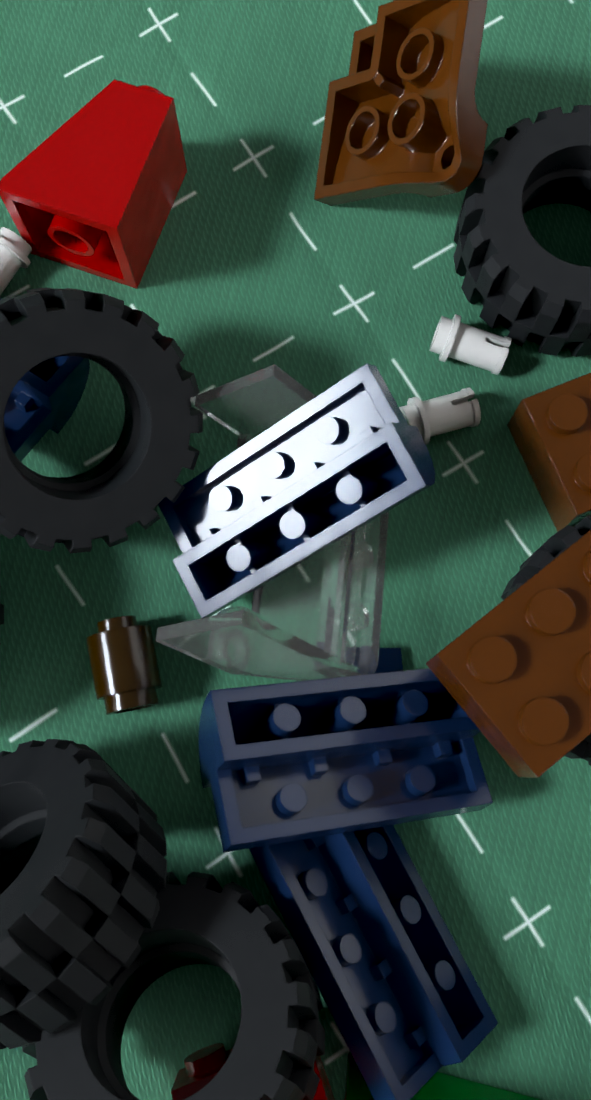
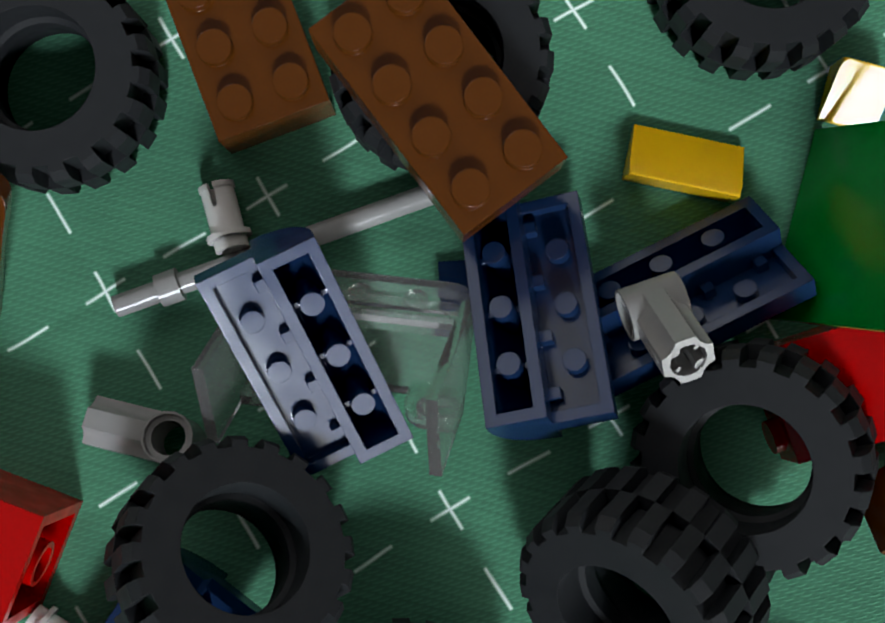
camera: 90 degrees left, 10 degrees up
(124, 665) = (450, 507): dark brown brick -> none
(211, 329) = (135, 429): none -> light grey piece
(340, 910) = (663, 319): none -> light grey piece
(421, 505) = (172, 286): none -> light grey bar
(469, 344) = (155, 184): white pin -> none
(530, 941) = (684, 164): none -> yellow slope

